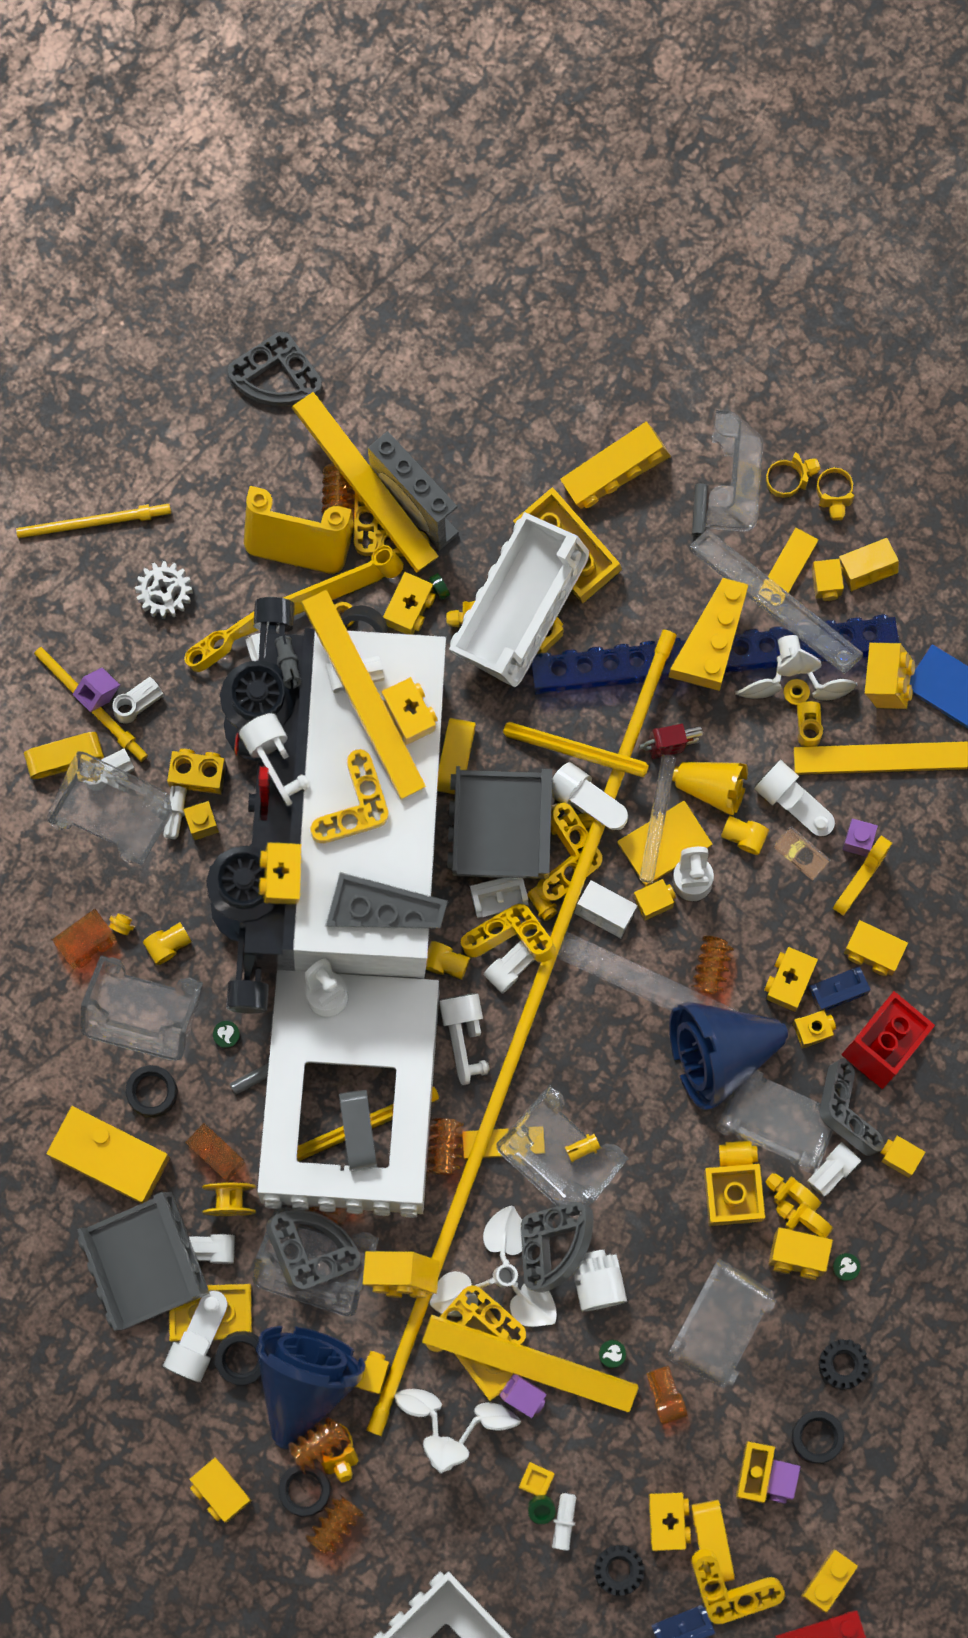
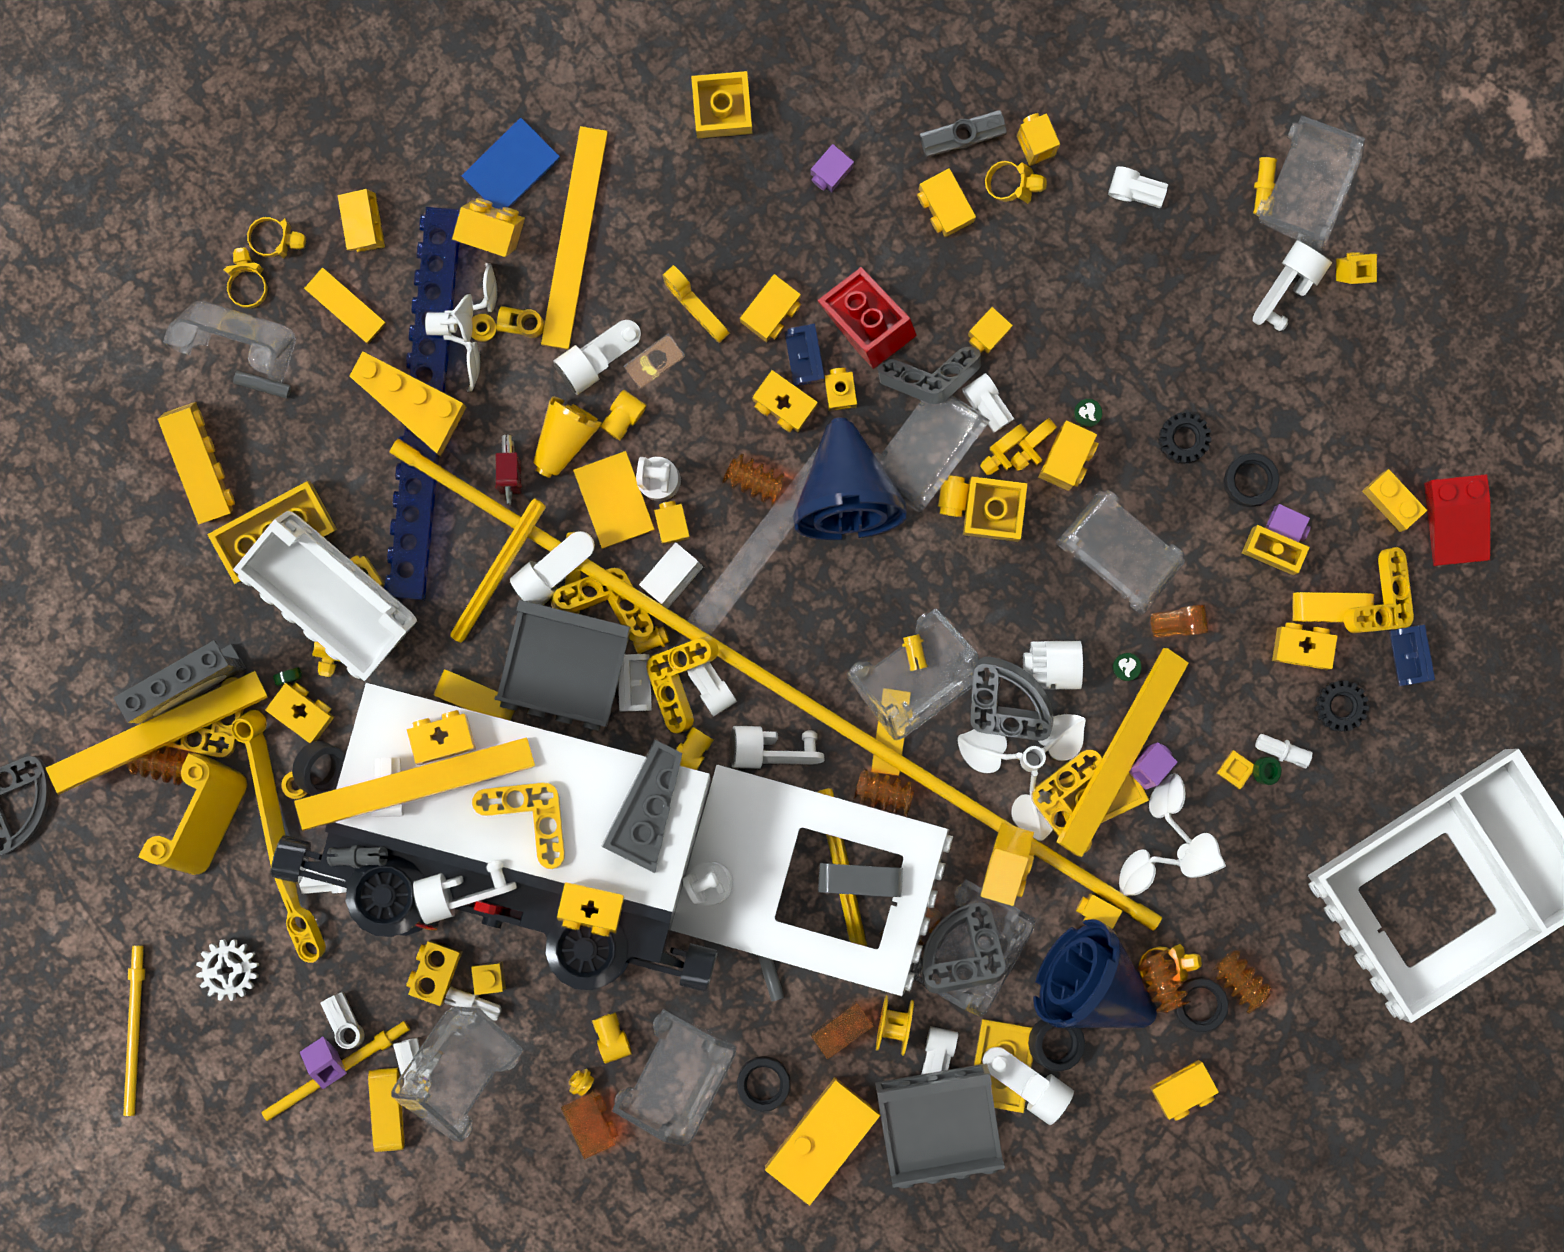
camera: 80 degrees left, 10 degrees up
(226, 1034) = (719, 994): dark green tile -> none
(657, 818) = (587, 501): clear axle -> none
(777, 602) = (383, 326): clear plate -> none
(827, 579) = (368, 267): yellow brick -> none
(859, 837) = (652, 297): medium lavender brick -> none

